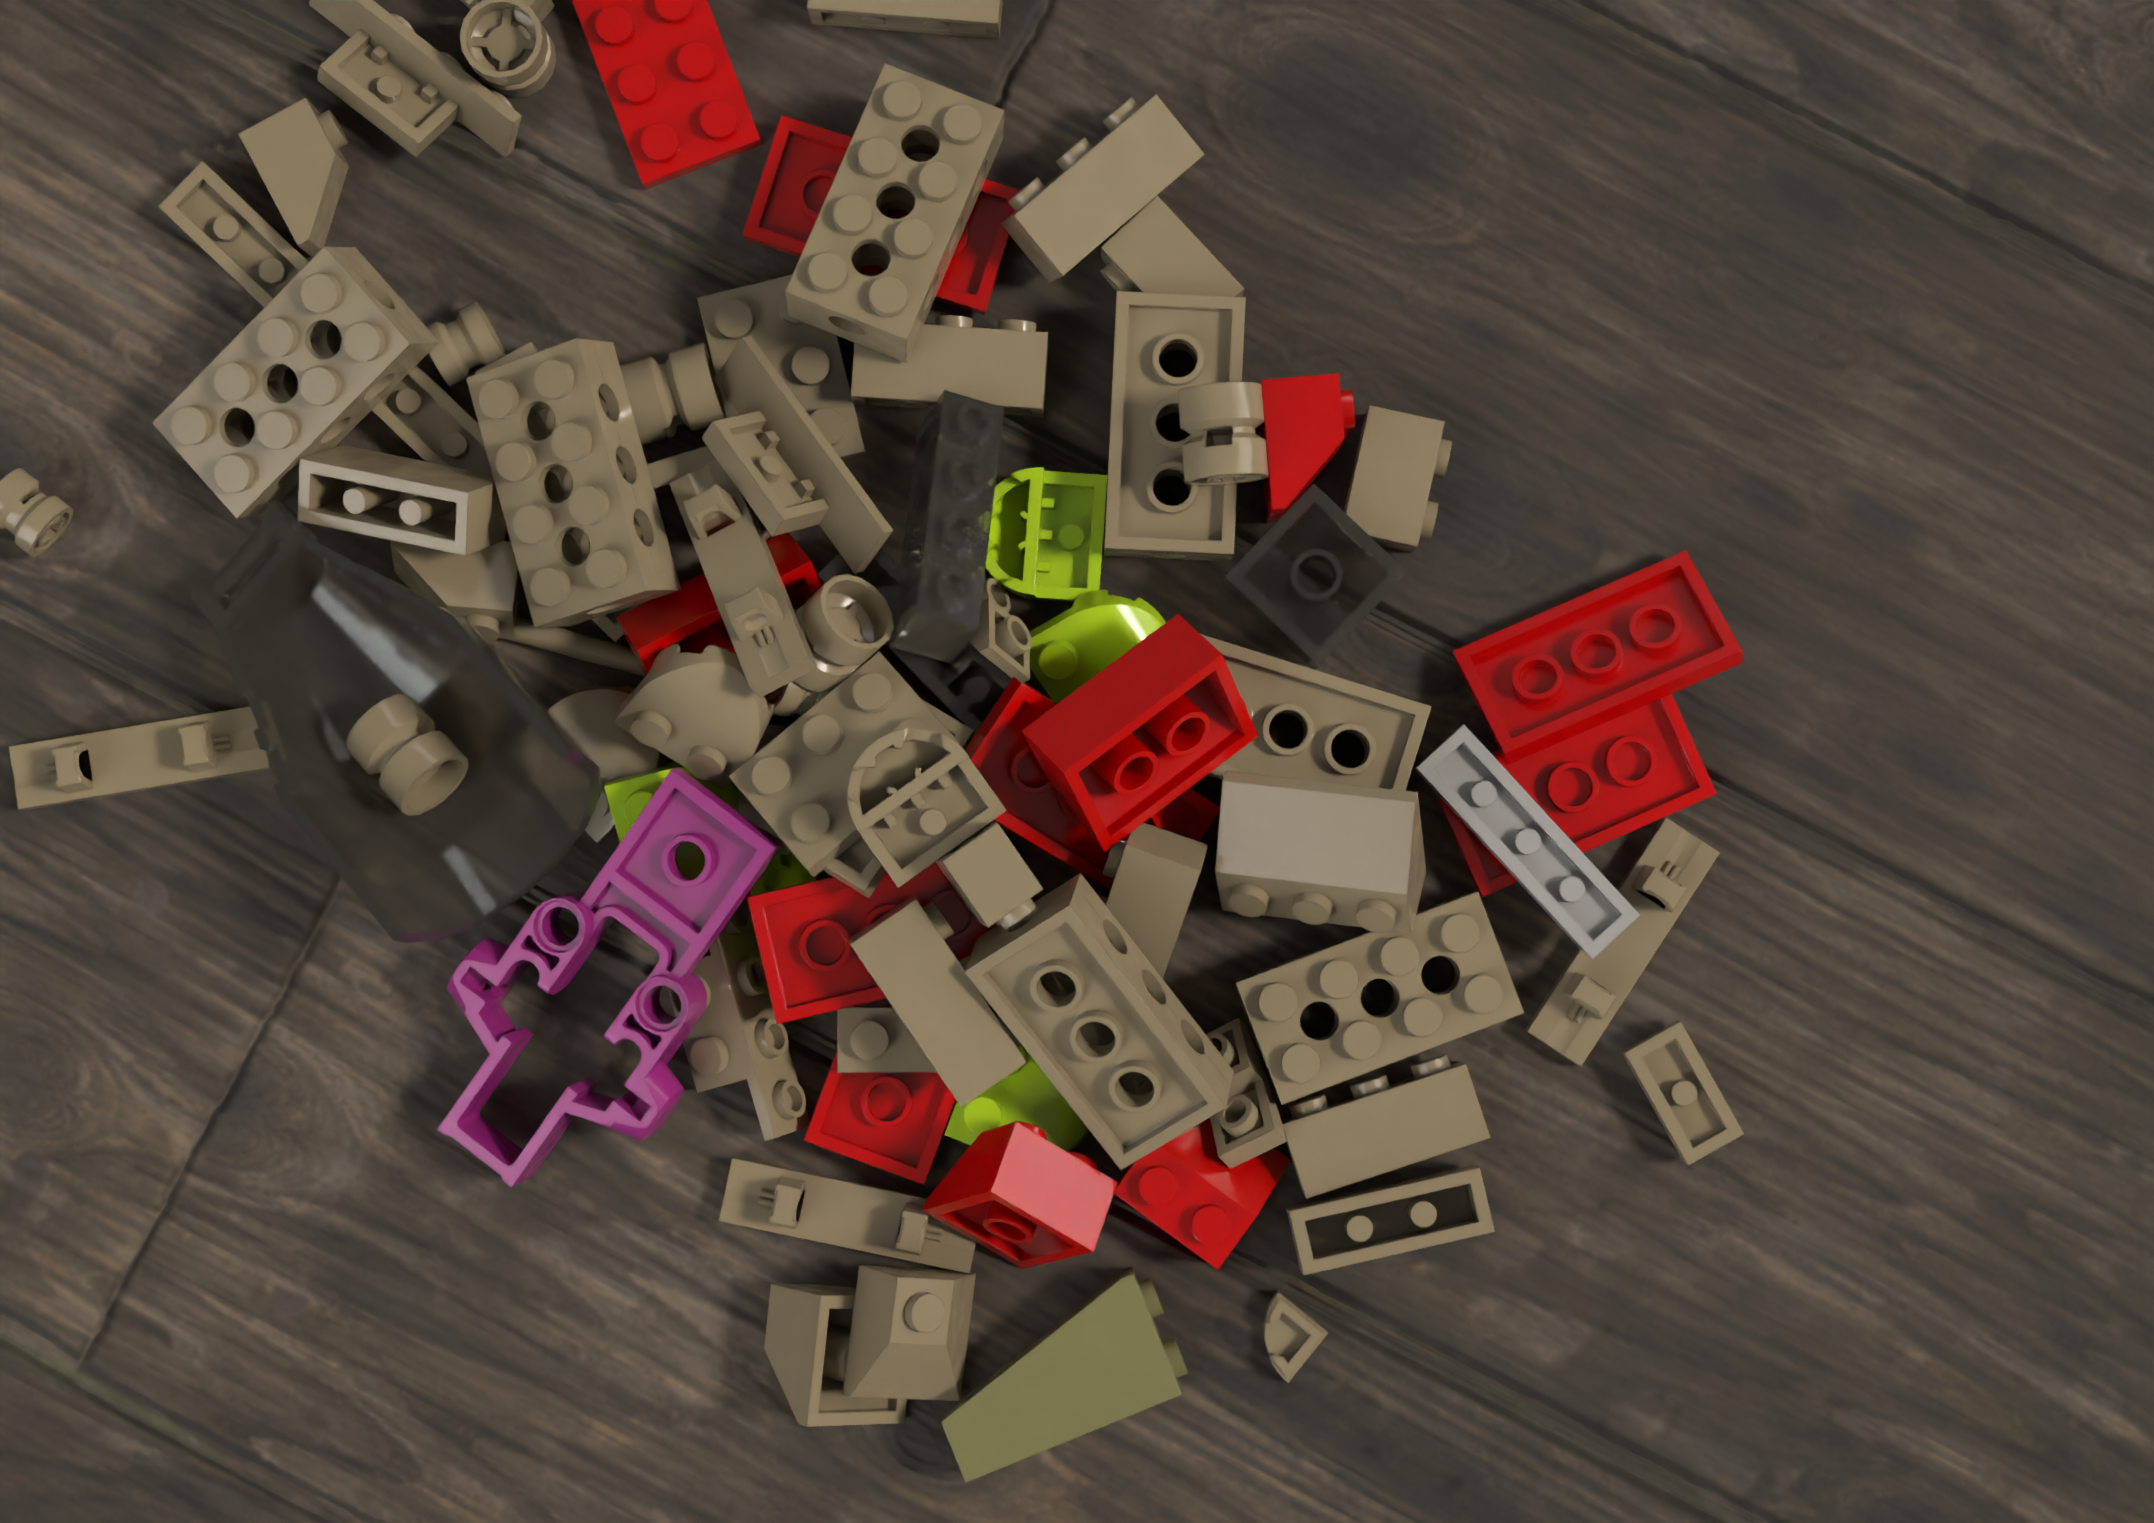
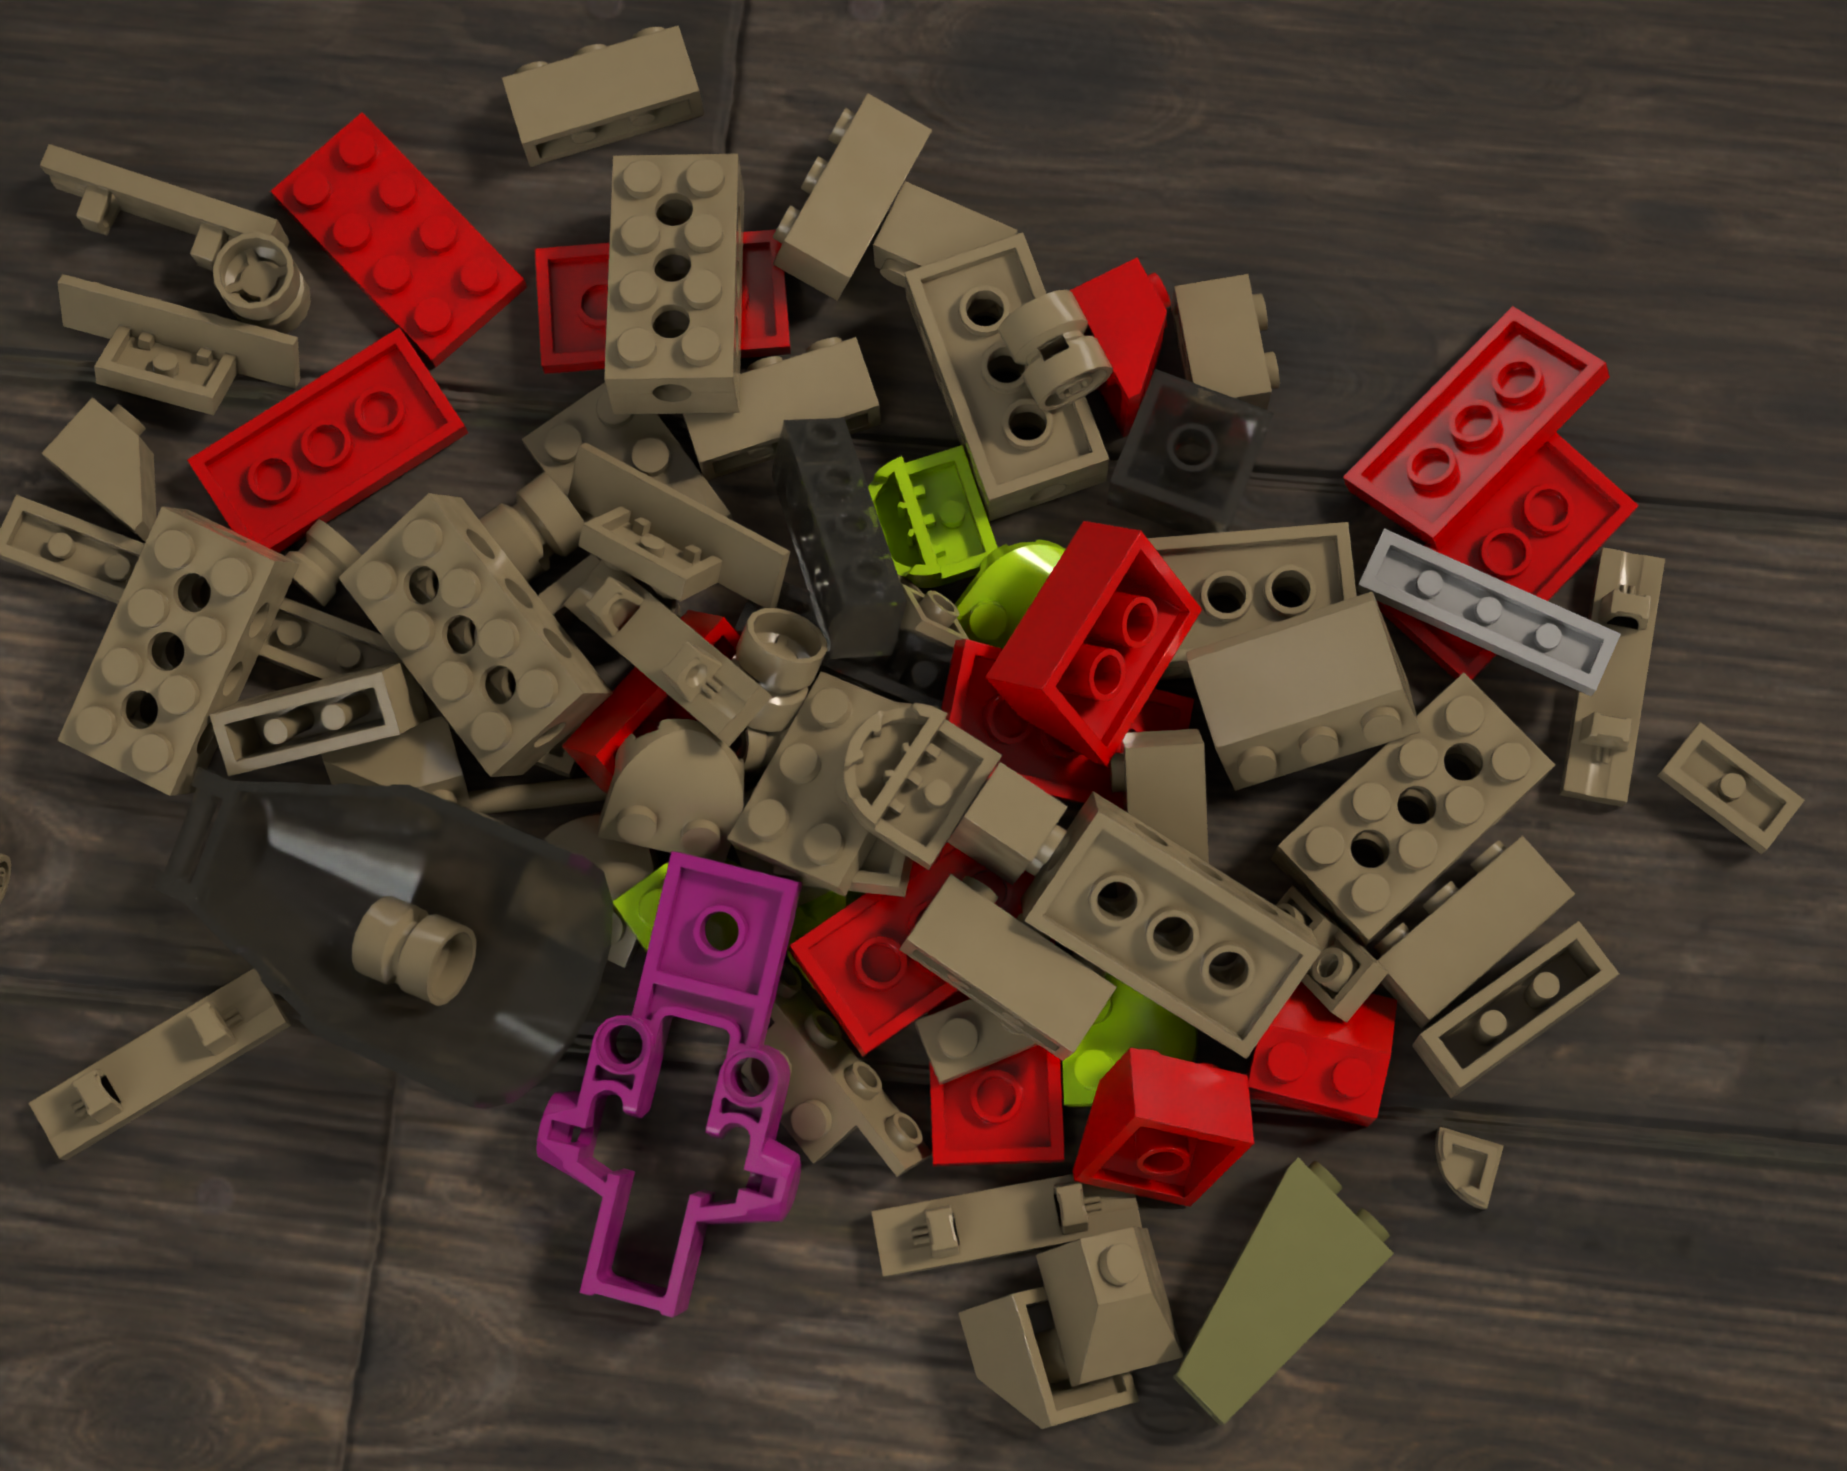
camera: 25 degrees left, 10 degrees down
(513, 229) = (329, 444): none -> red plate

